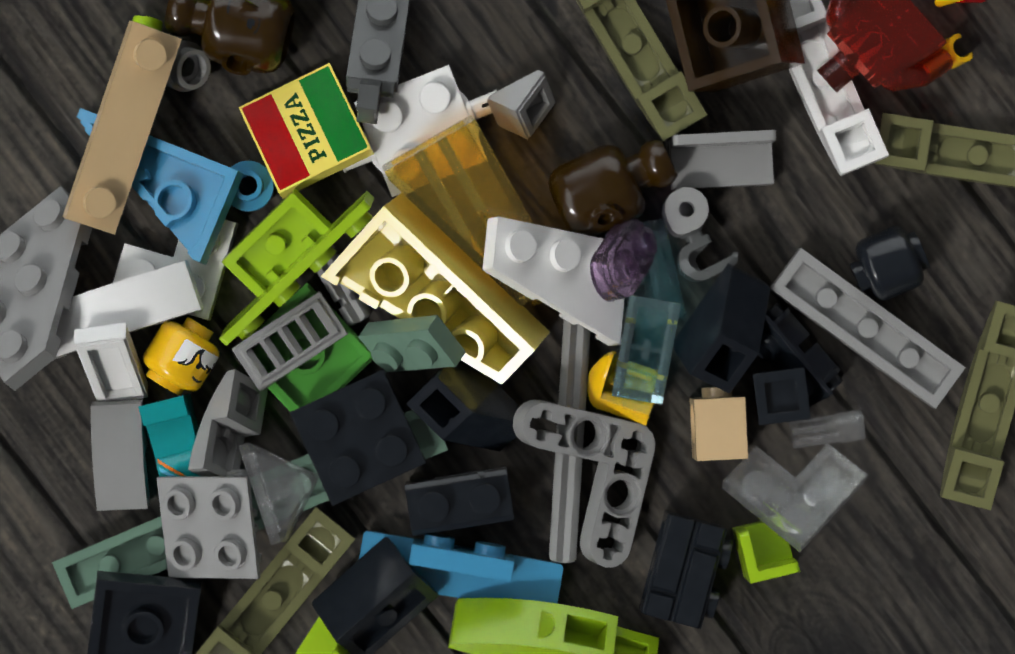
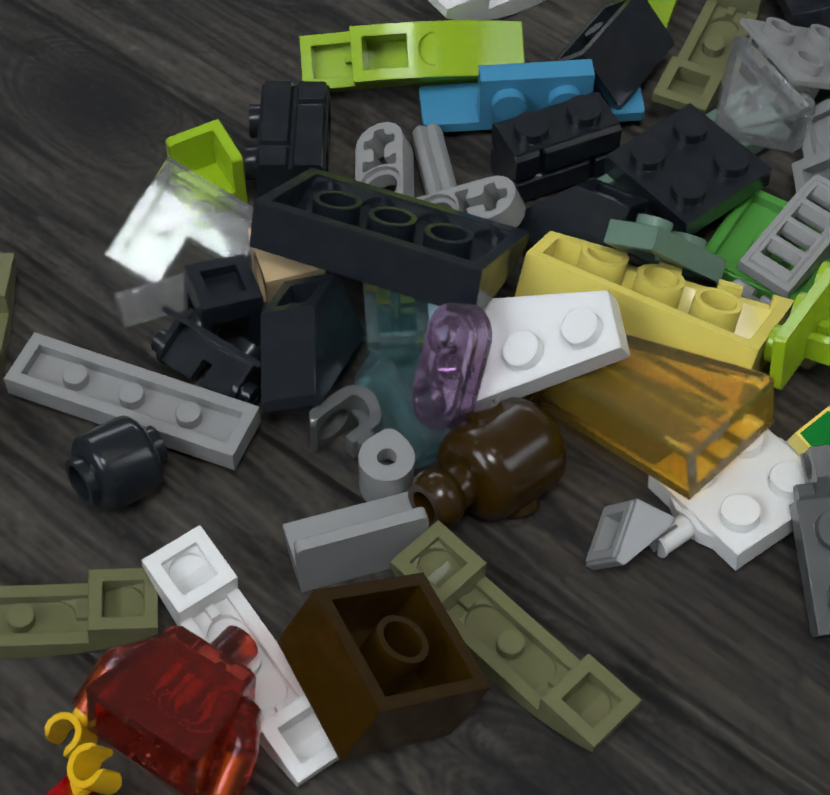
camera: 165 degrees right, 35 degrees down
(640, 399) = (386, 238): none -> black slope

